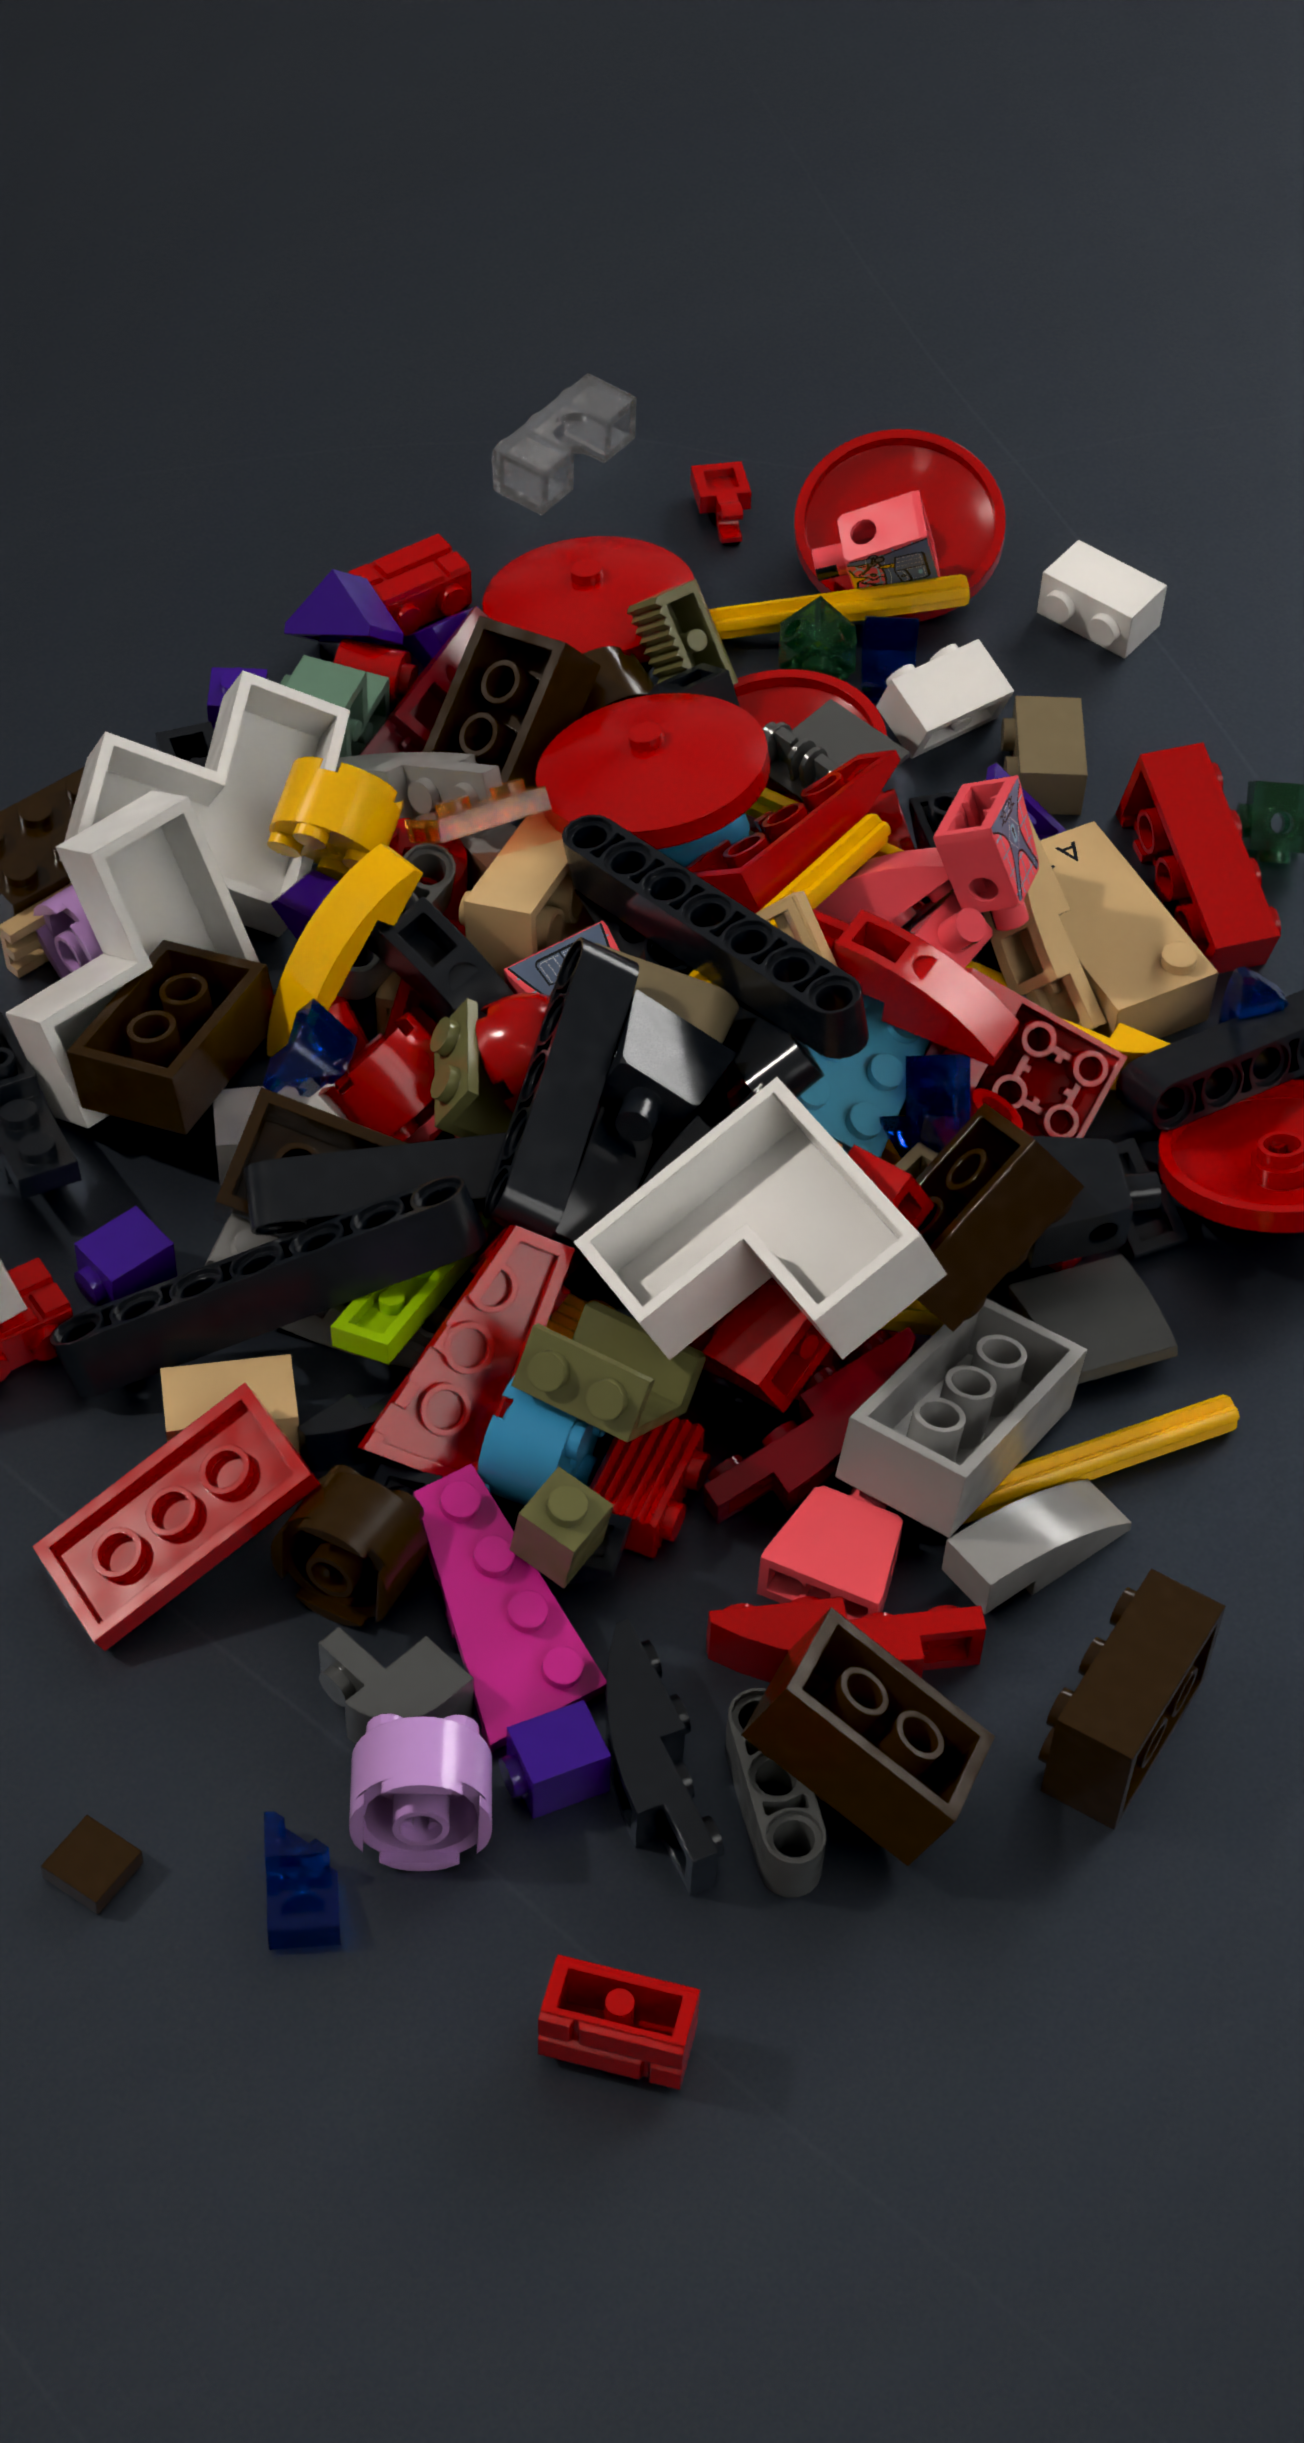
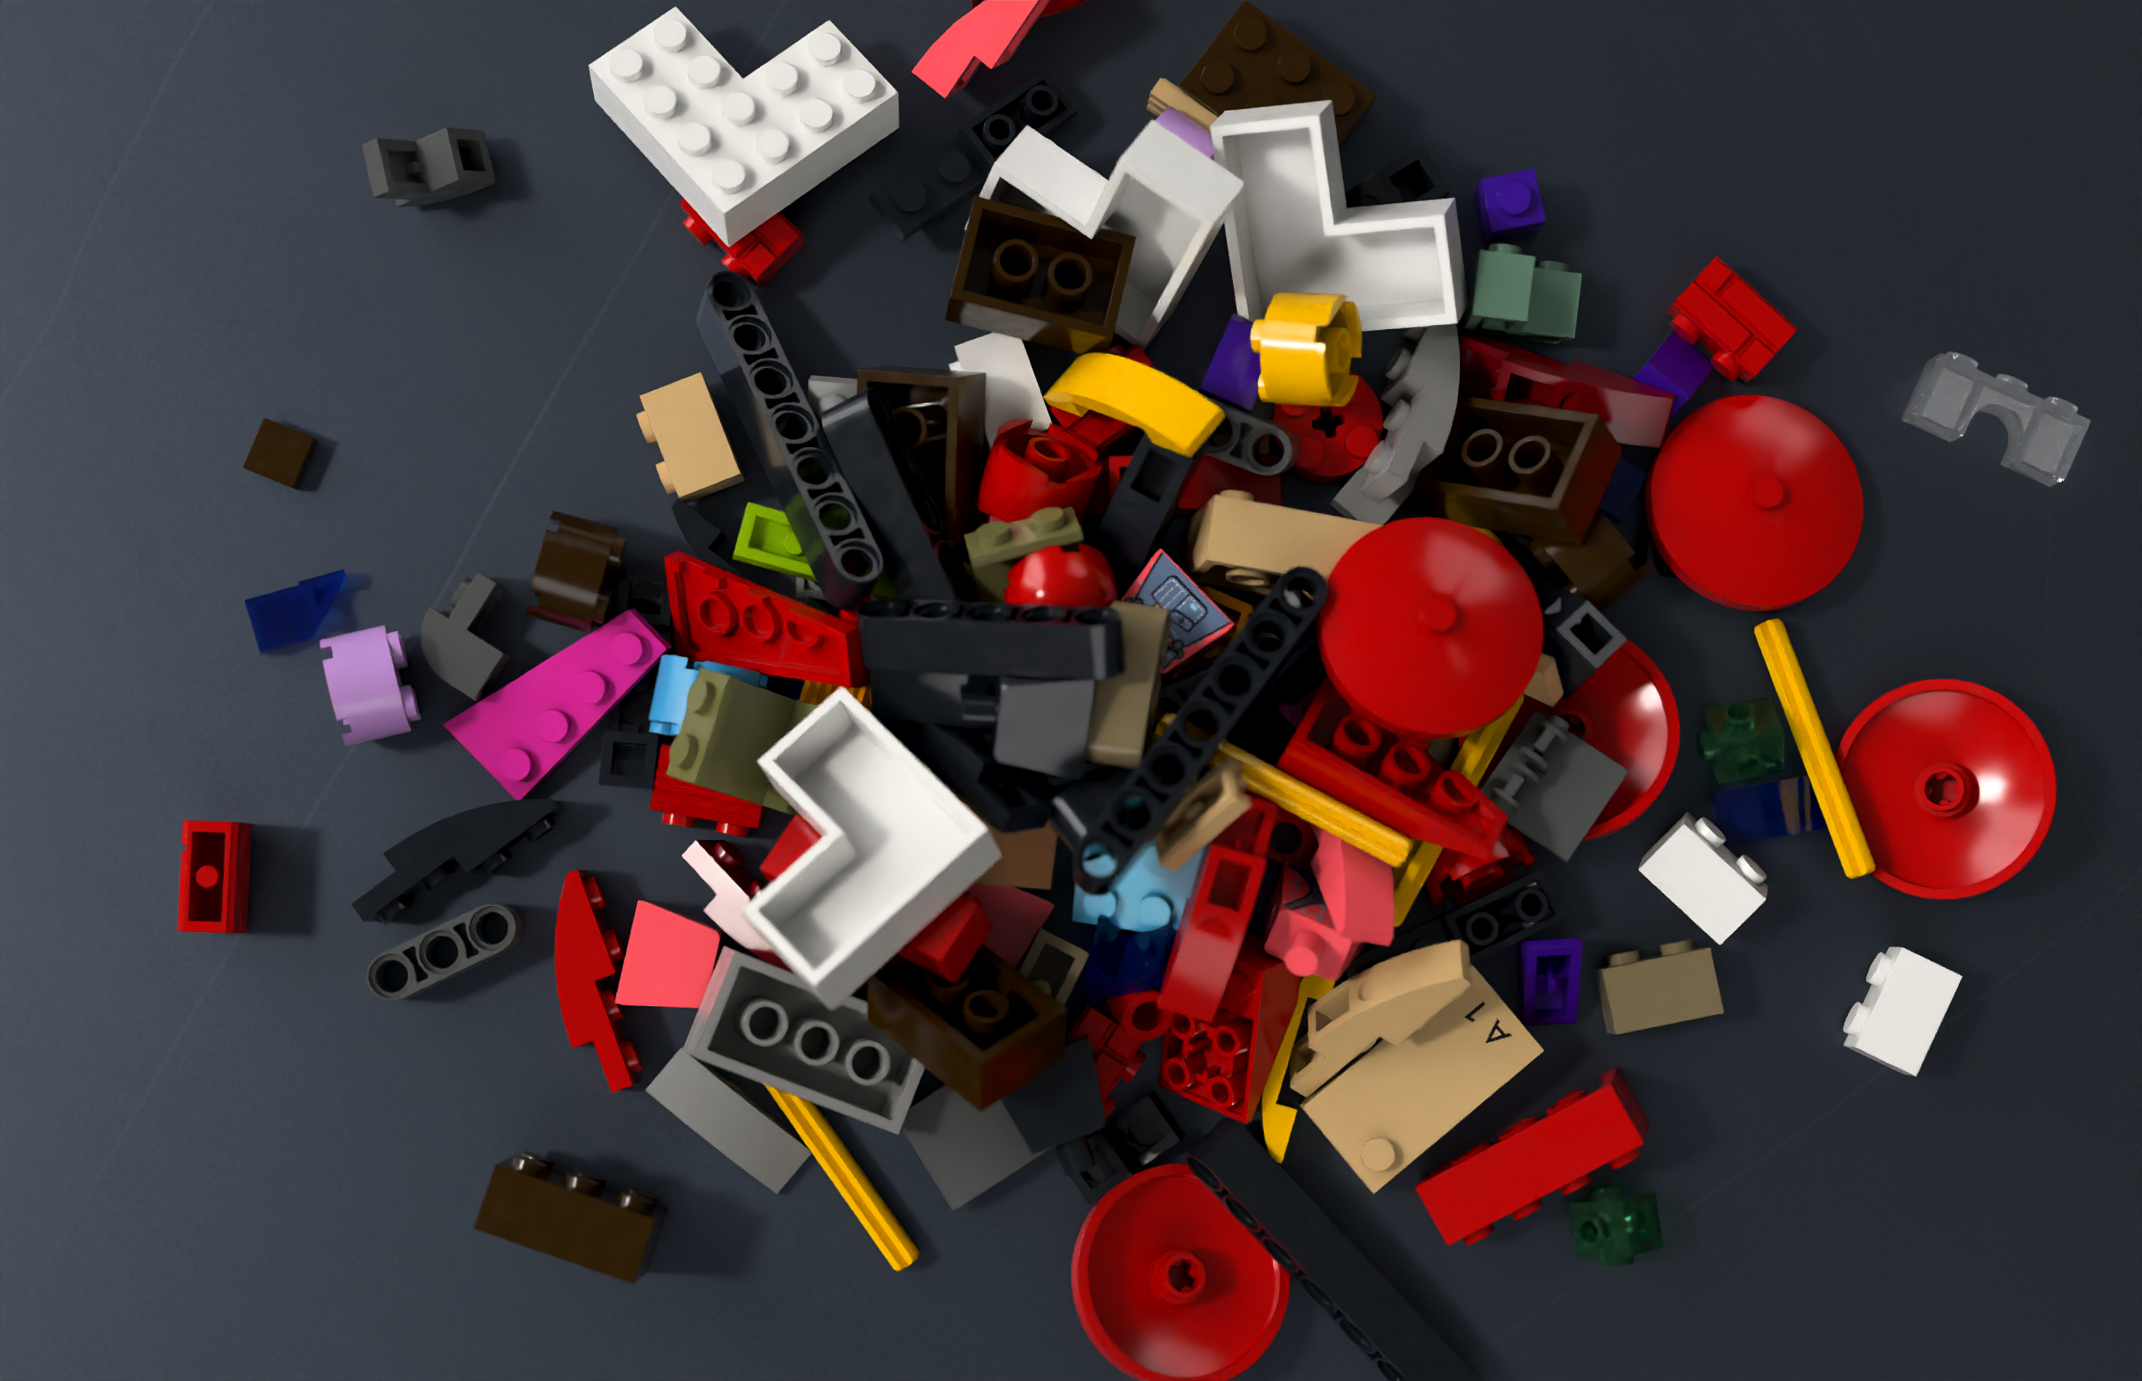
camera: 80 degrees right, 35 degrees up
(123, 1258) = (830, 304): dark purple brick -> none
(175, 1516) = (570, 427): red plate -> none
(314, 1054) = (1023, 410): clear blue slope -> none
(343, 609) = (1647, 278): dark purple slope -> none
(381, 661) = (1603, 318): red brick -> none
(462, 818) = (1336, 477): clear orange wing -> none
(556, 1760) = (435, 777): dark purple brick -> none
(561, 1527) = (602, 737): olive brick -> none
(679, 631) = (1674, 610): olive brick -> none
(723, 491) = (1966, 597): red plate -> none
(869, 1737) = (473, 1018): dark brown brick -> none
(881, 544) = (1876, 798): coral torso -> none
(990, 850) = (1379, 962): coral torso -> none
(1250, 995) = (1349, 1231): clear blue slope -> none

